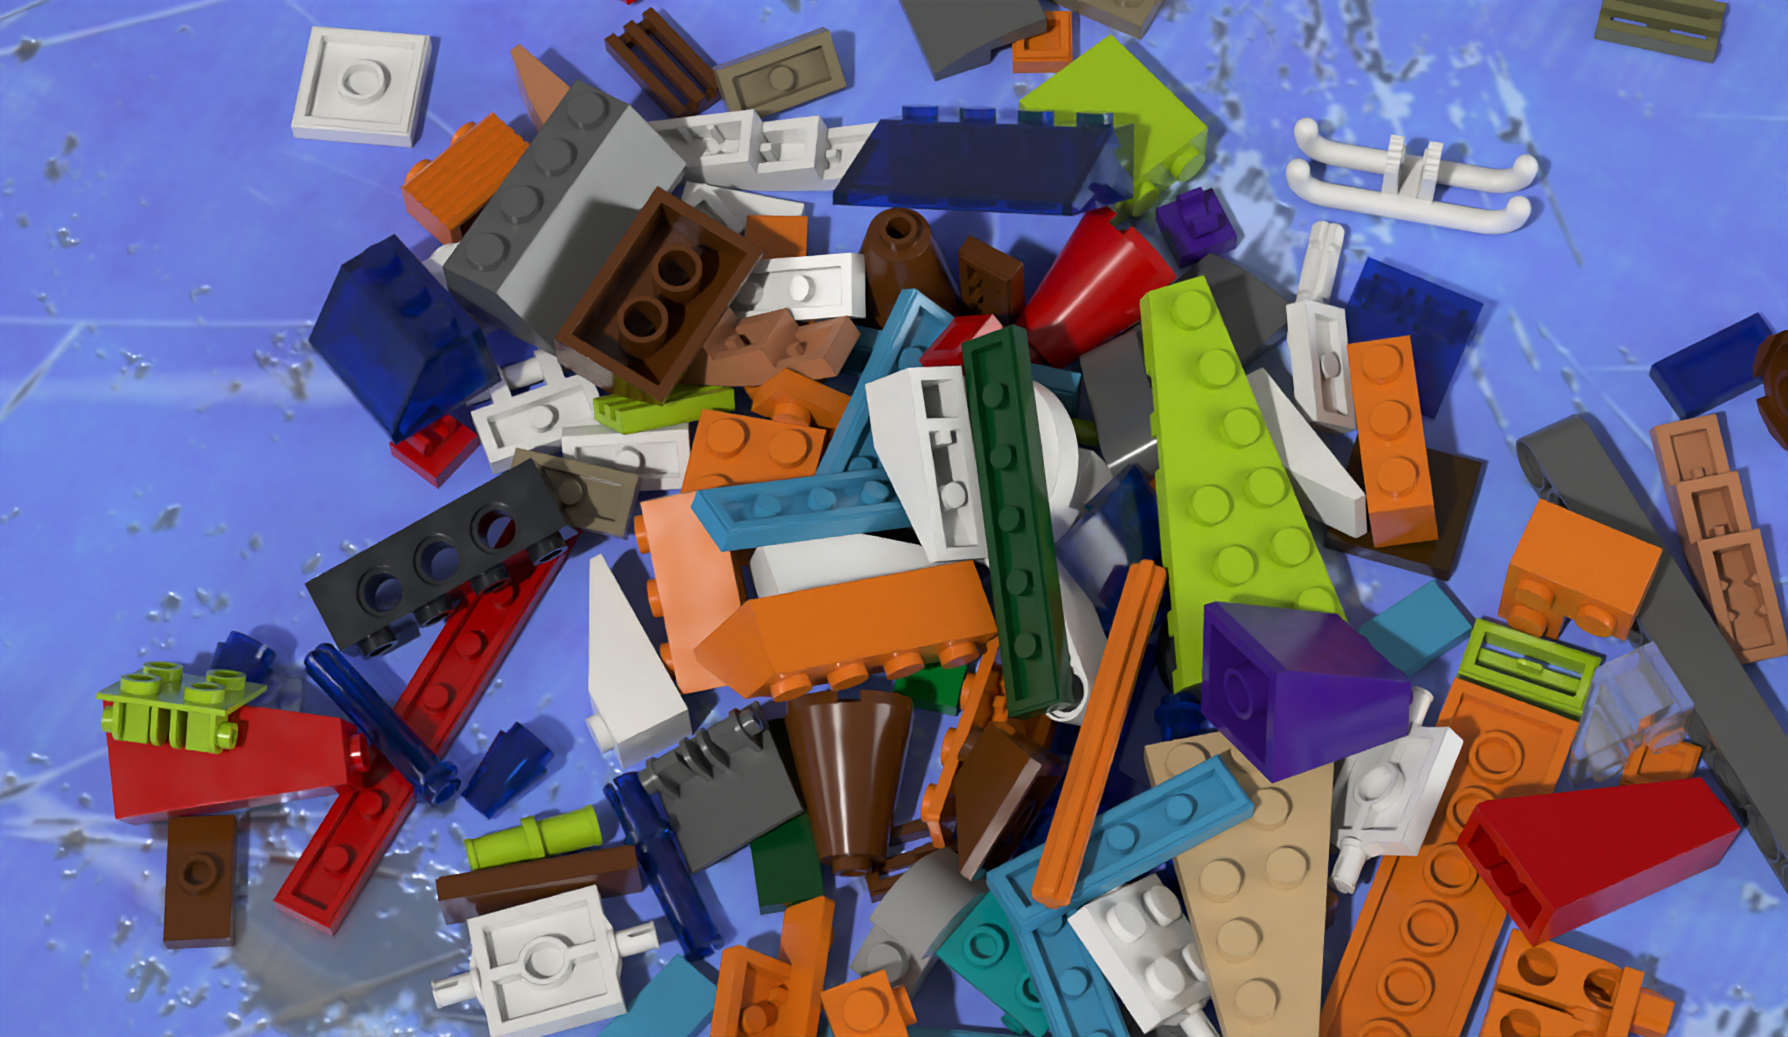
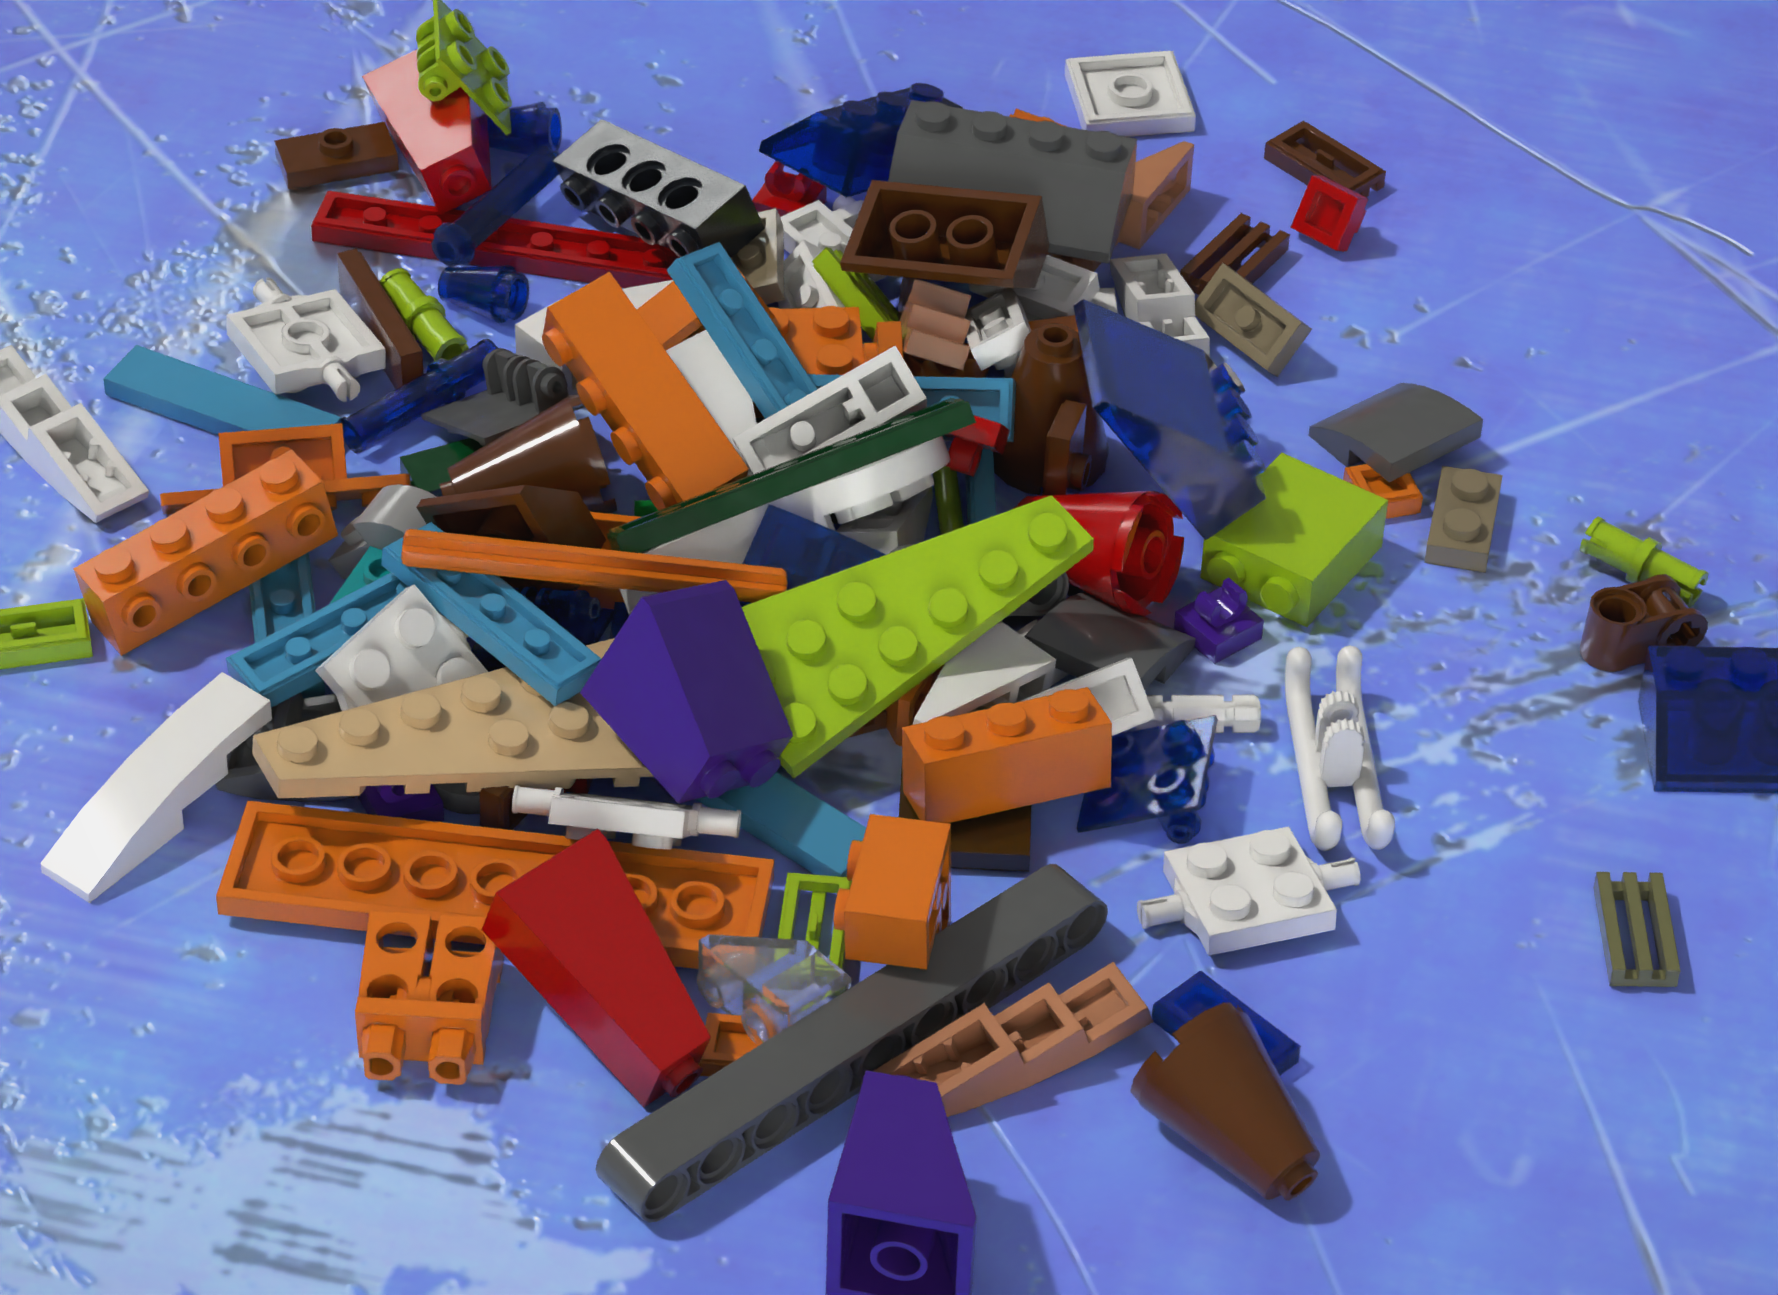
camera: 70 degrees right, 20 degrees down
(1557, 300) = (1248, 891): none -> white plate

